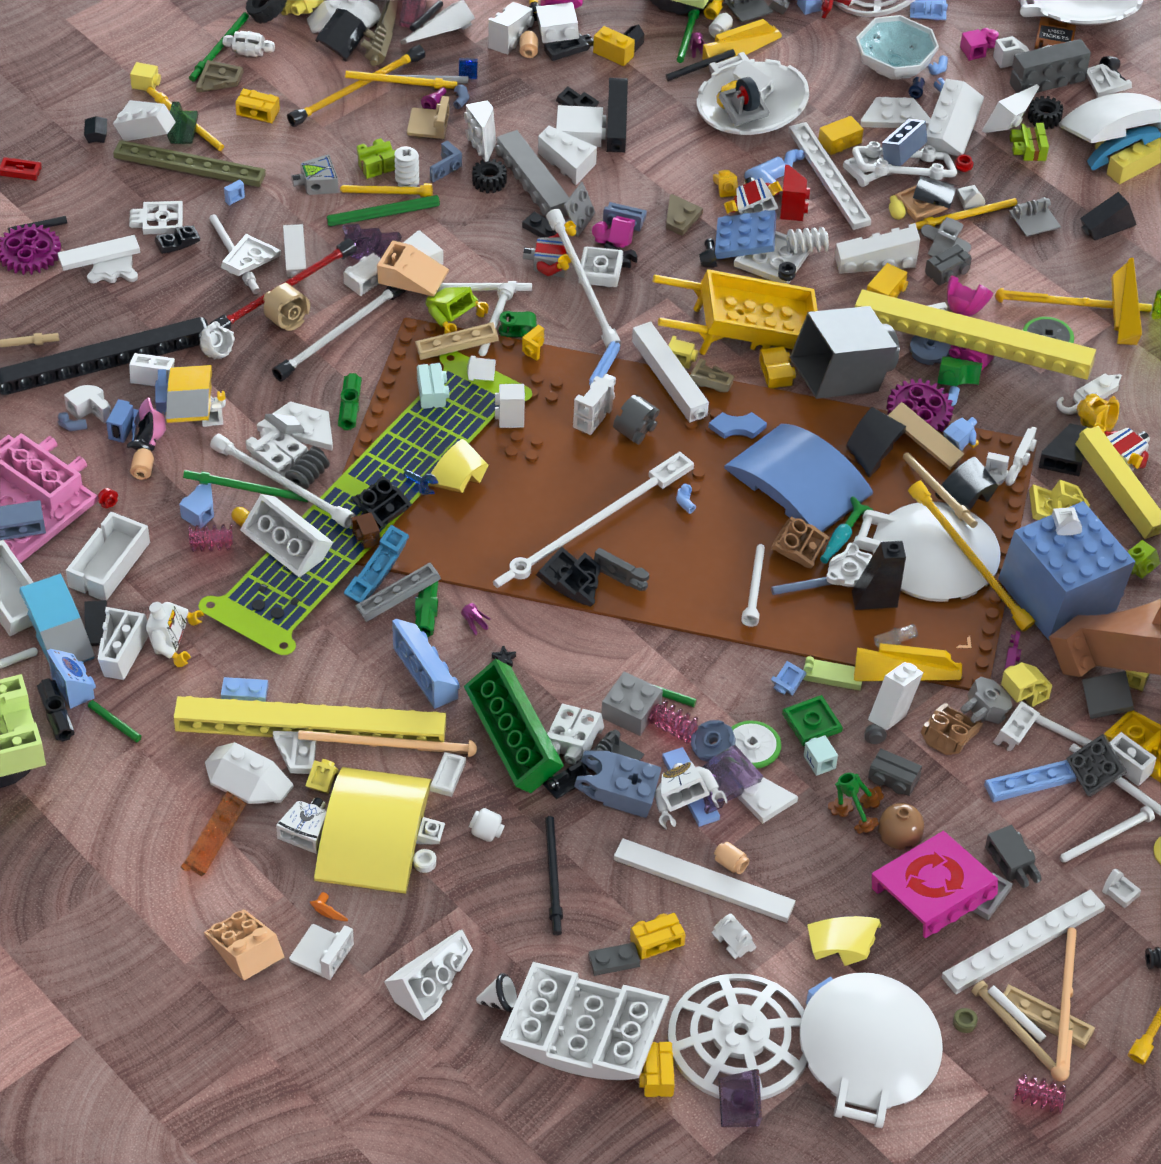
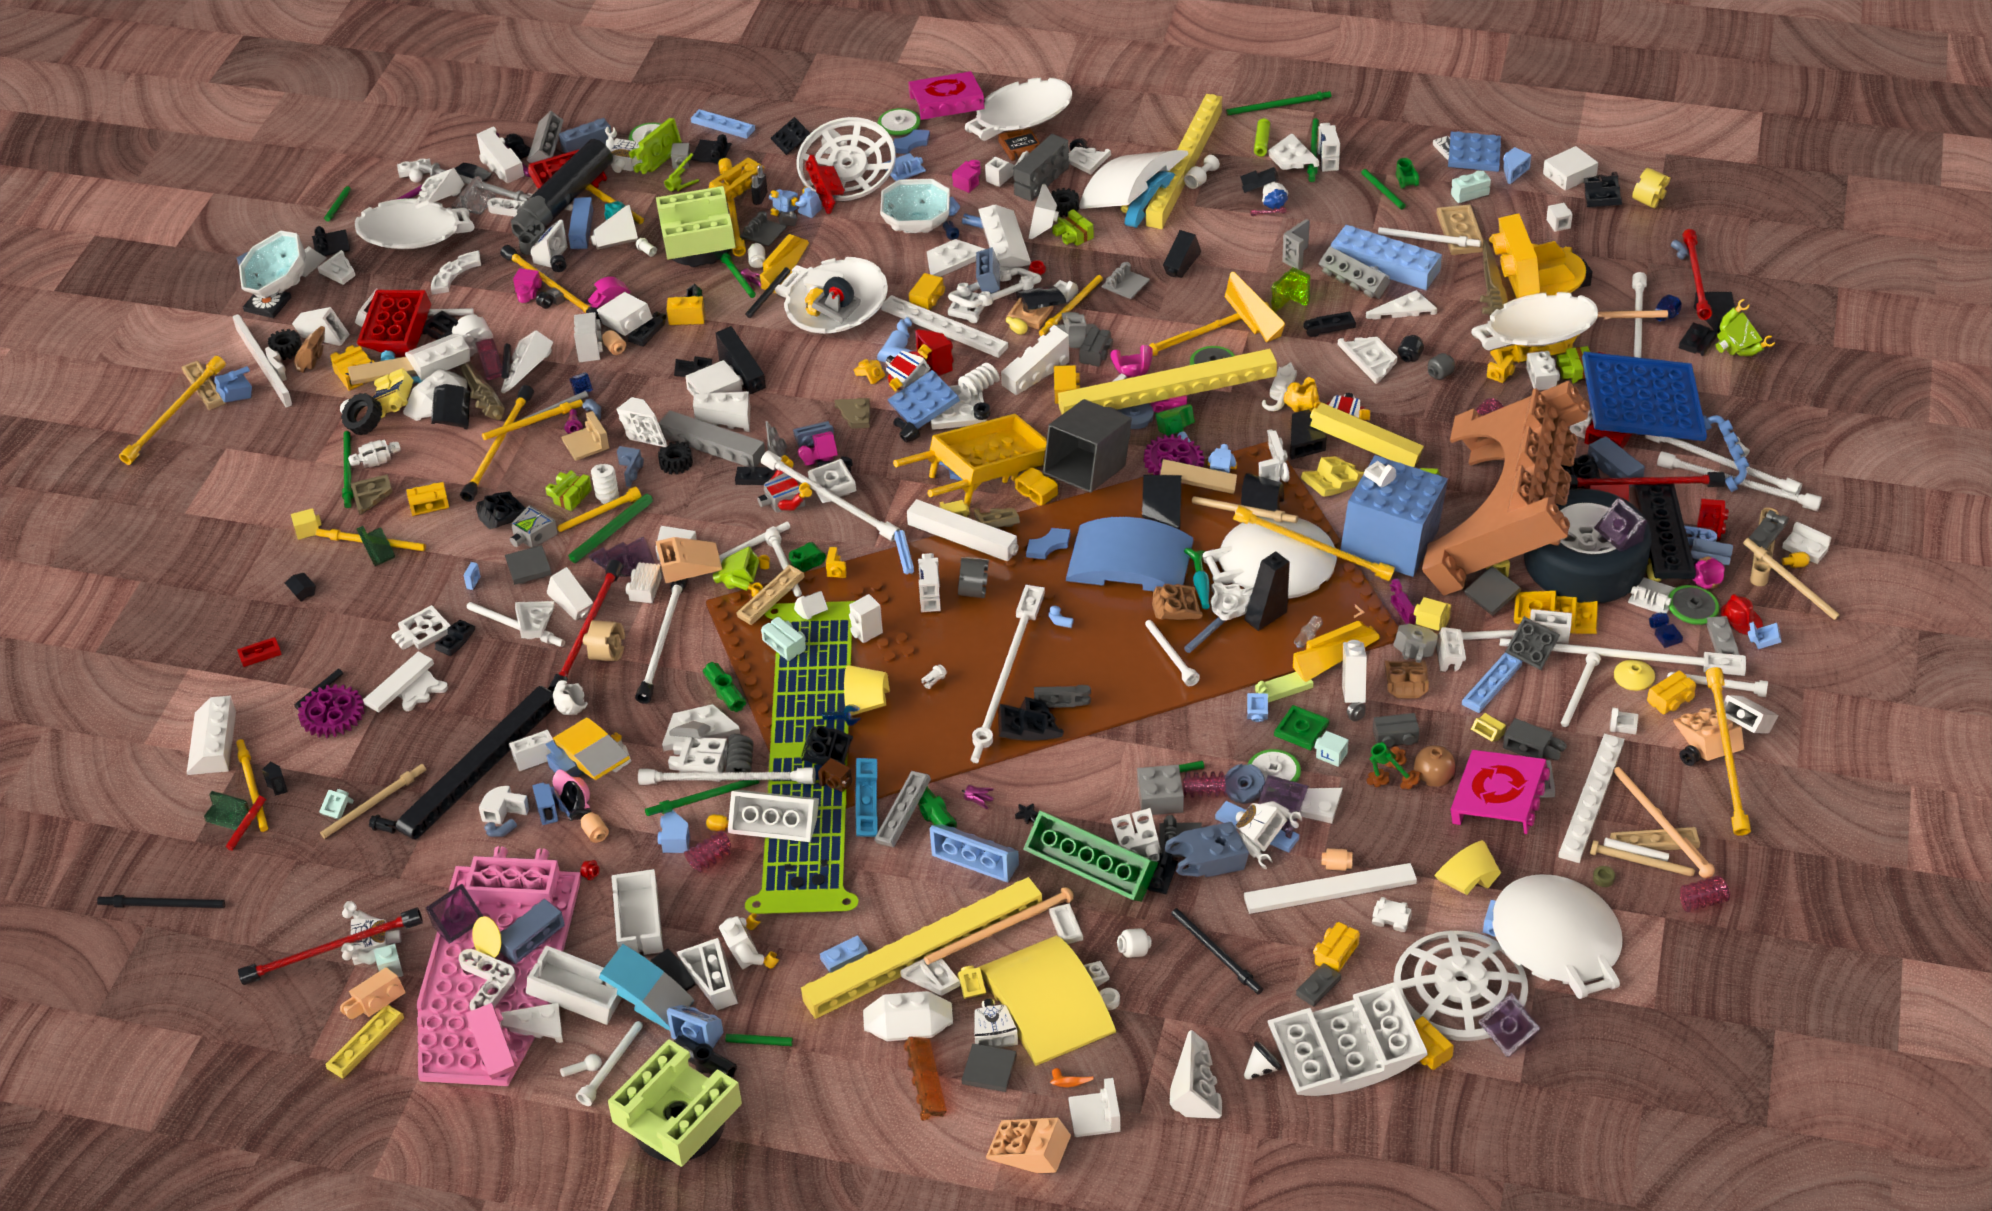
camera: 30 degrees left, 5 degrees down
(143, 120) = (343, 556): white wedge -> none
(189, 163) = (408, 573): olive plate -> none
(271, 858) = (989, 1067): none -> dark grey tile
(287, 207) = (528, 564): none -> dark grey tile
(305, 144) = (498, 509): none -> black slope
(533, 489) = (934, 676): none -> white pin
(984, 819) = (1489, 727): none -> light yellow piece

